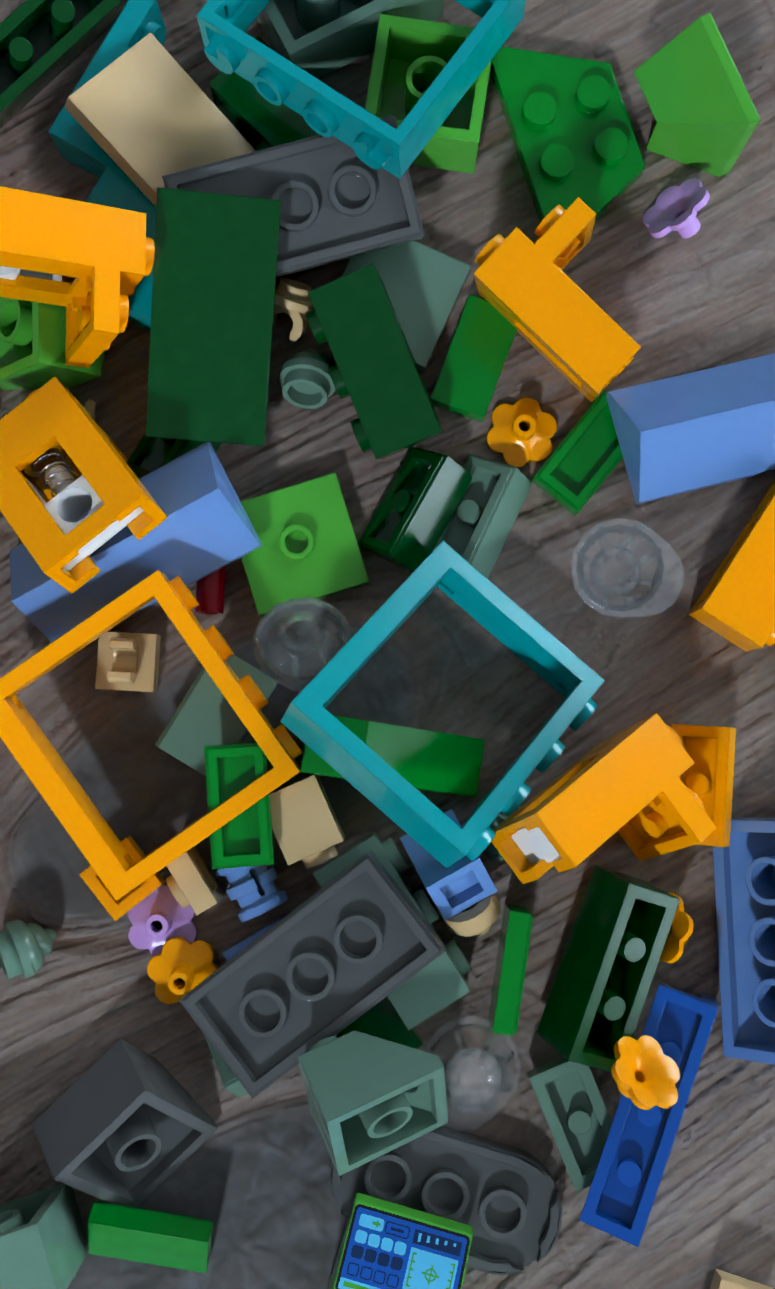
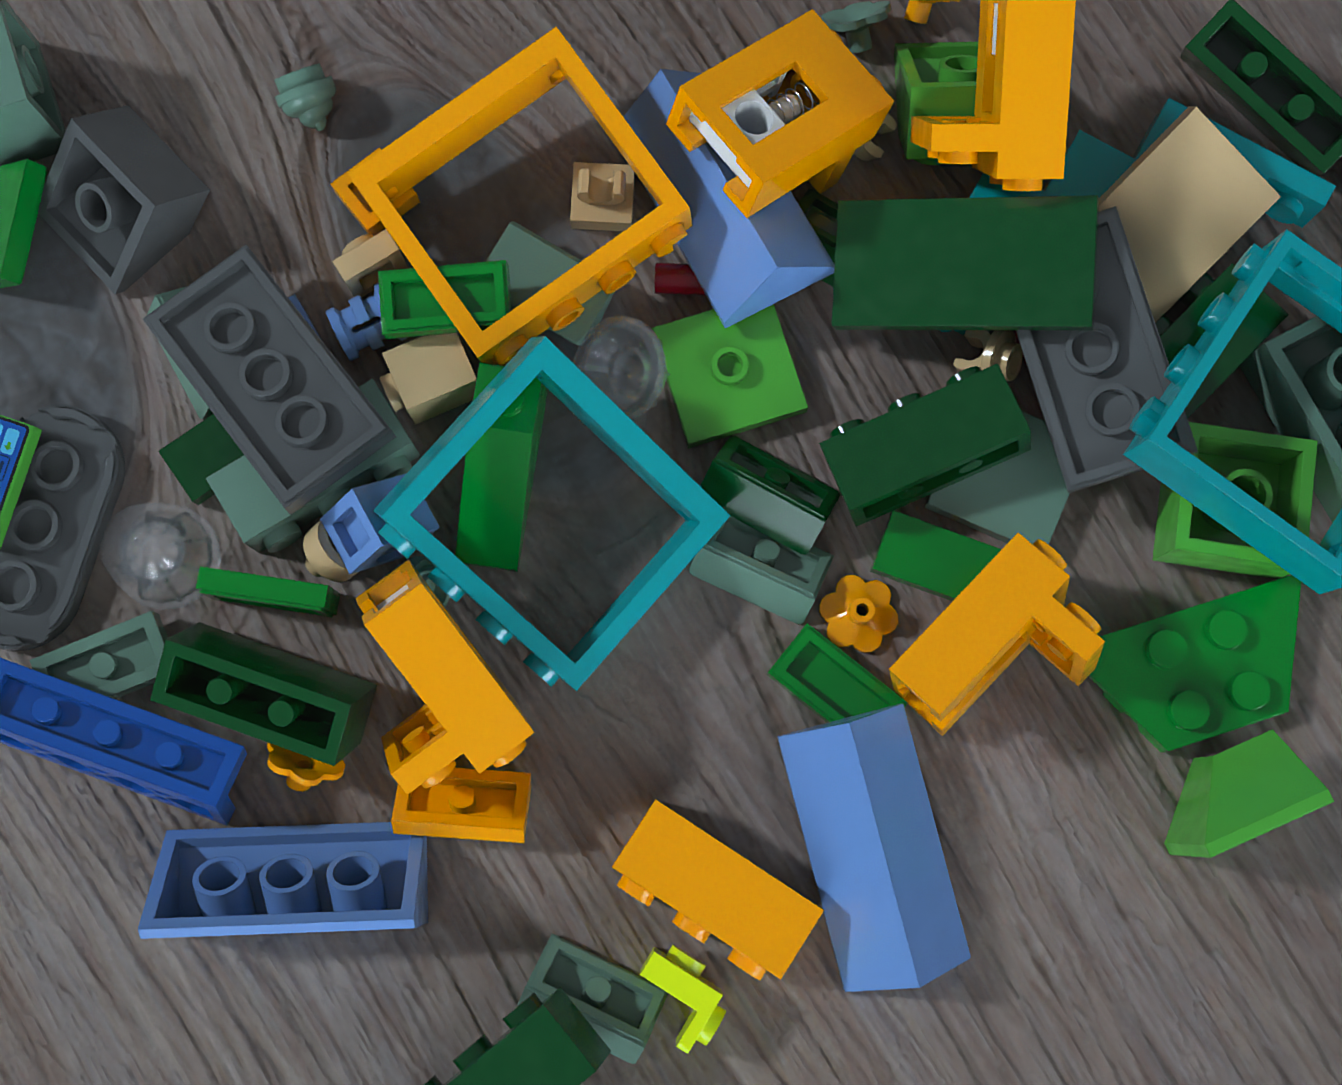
camera: 85 degrees right, 5 degrees down
(163, 908) = (322, 246): lavender plant -> none
(180, 960) = (282, 253): light orange plant -> none
(306, 379) = (909, 373): sand green plate -> none
(371, 1095) = (137, 435): sand green slope -> none
(626, 570) = (700, 718): clear piece -> none
(645, 1072) = (149, 721): light orange plant -> none
(677, 209) = (1117, 787): lavender plant -> none

